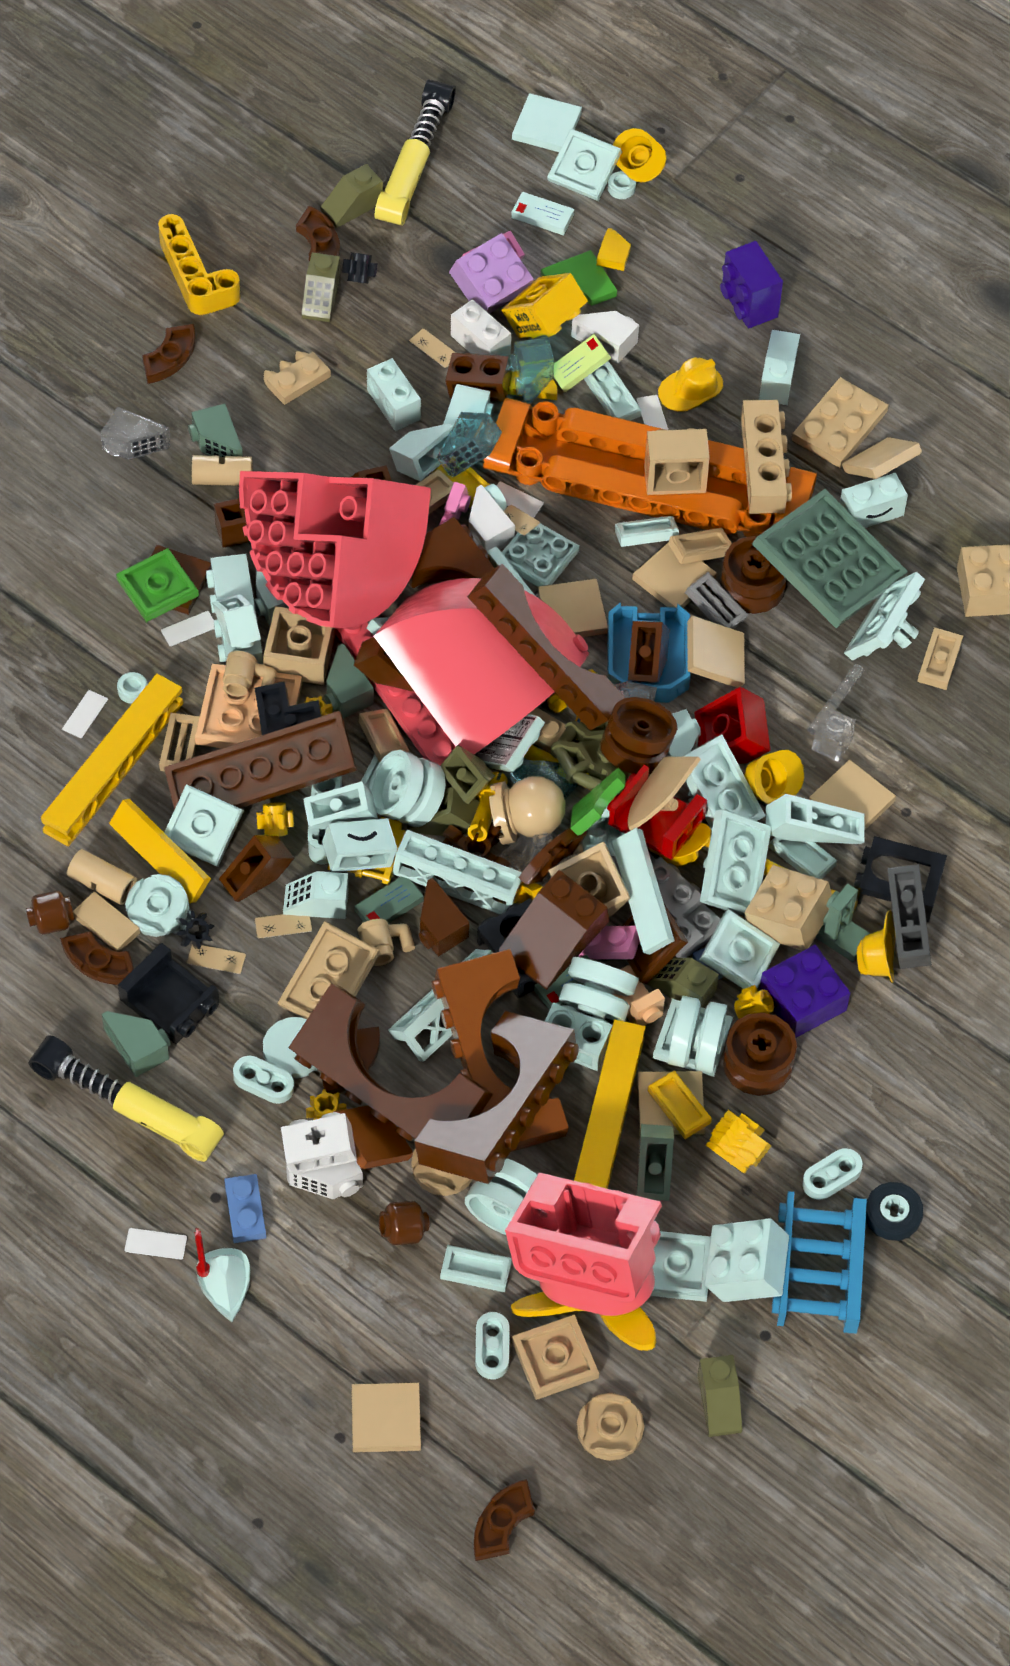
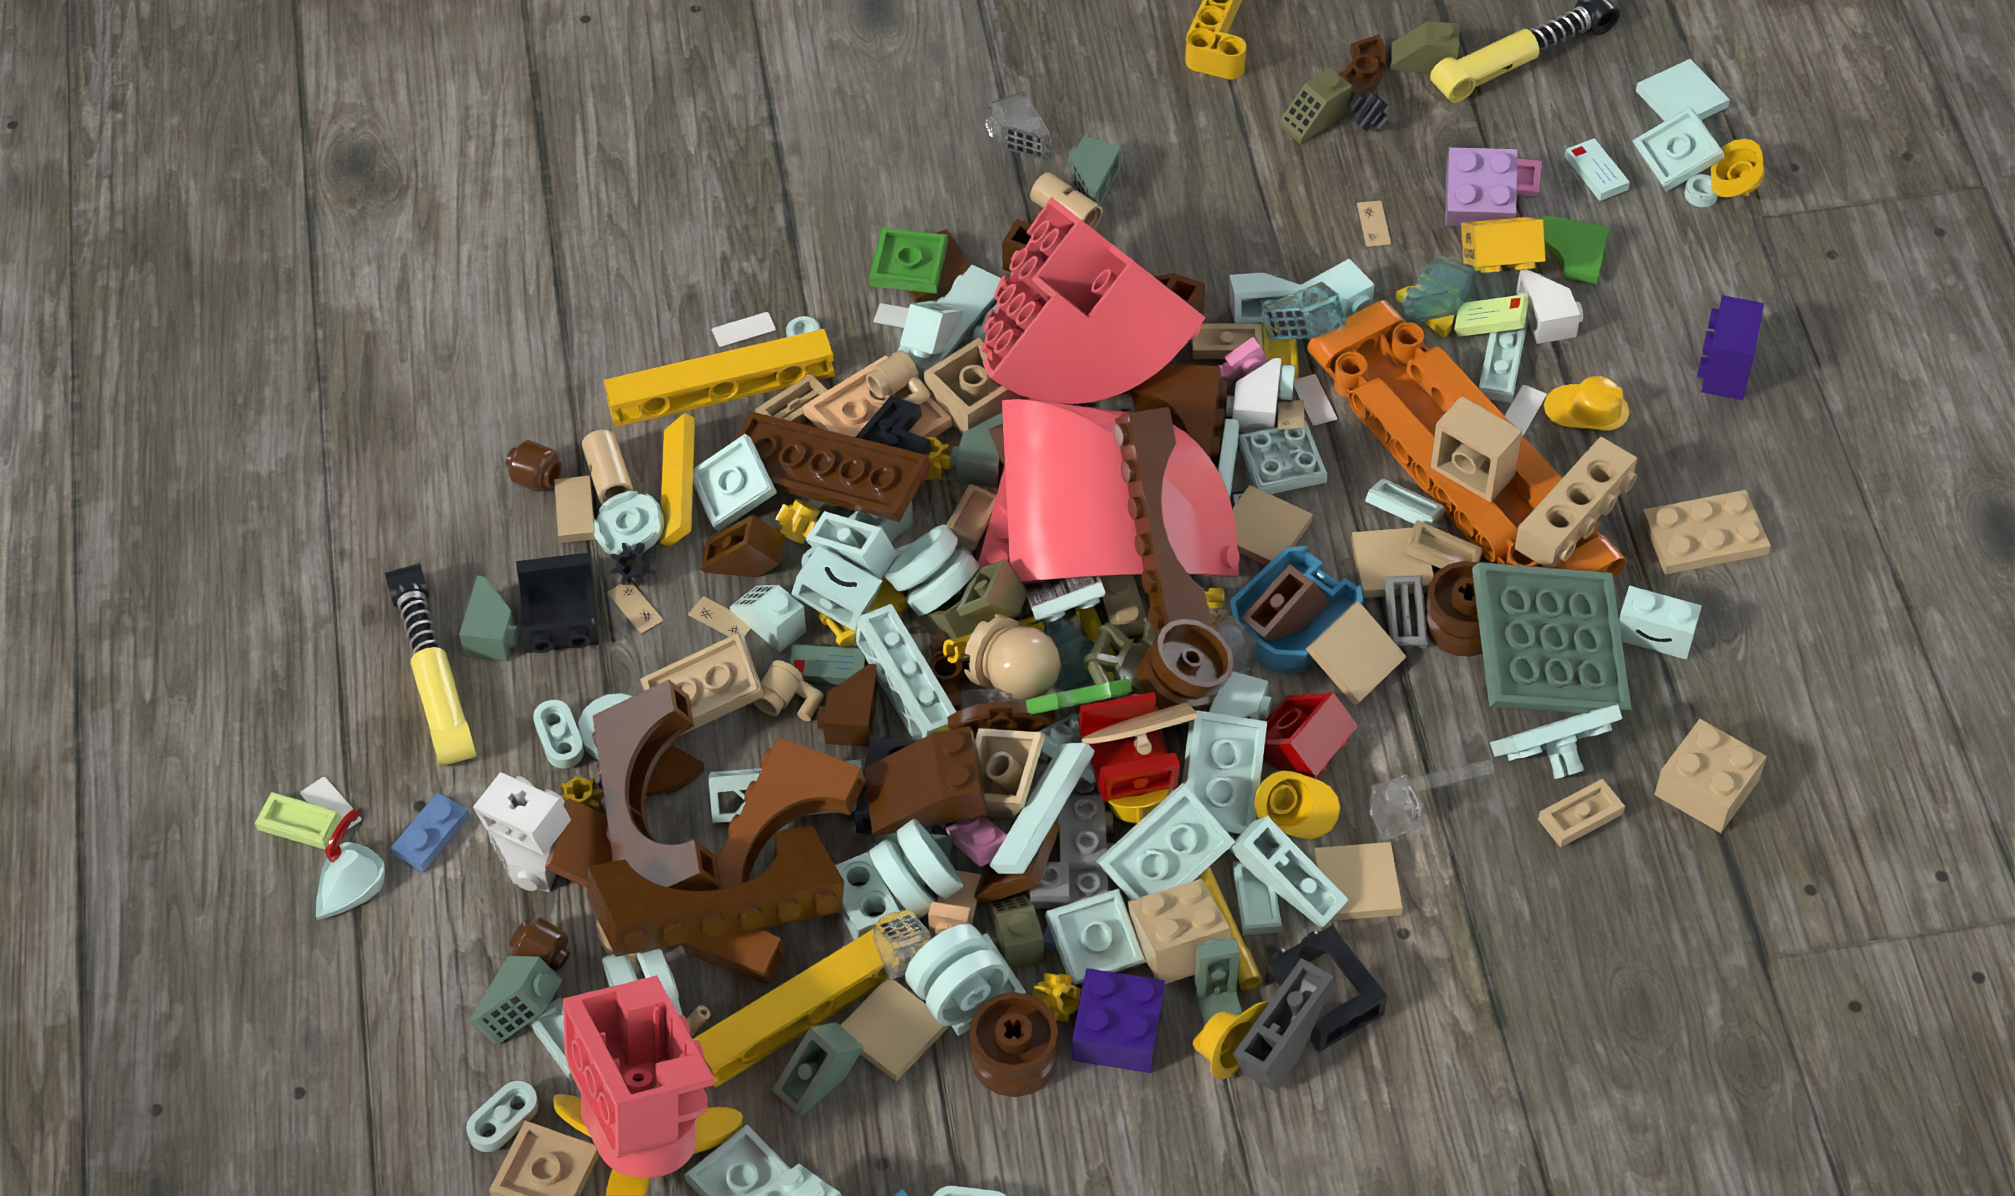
camera: 45 degrees right, 5 degrees down
(95, 960) = (533, 530): reddish brown tile -> none
(148, 1269) = (298, 820): none -> yellowish green tile
(171, 354) = (1128, 84): reddish brown tile -> none
(296, 377) = (1220, 170): tan plate -> none
(386, 1417) = (350, 1105): tan tile -> none
(393, 394) = (1286, 235): light aqua brick -> none
(425, 1264) = (515, 997): none -> sand green slope
(479, 331) = (1421, 231): white brick -> none
(480, 372) = (1384, 265): reddish brown brick -> none
(613, 251) = (1628, 239): yellow slope -> none
(643, 1039) = (898, 940): none -> clear slope
(679, 1104) = (892, 1033): yellow tile -> none
(738, 1141) = (913, 1110): yellow hair -> none
(779, 366) = (1691, 441): light aqua slope -> none
(882, 458) = (1707, 586): tan tile -> none

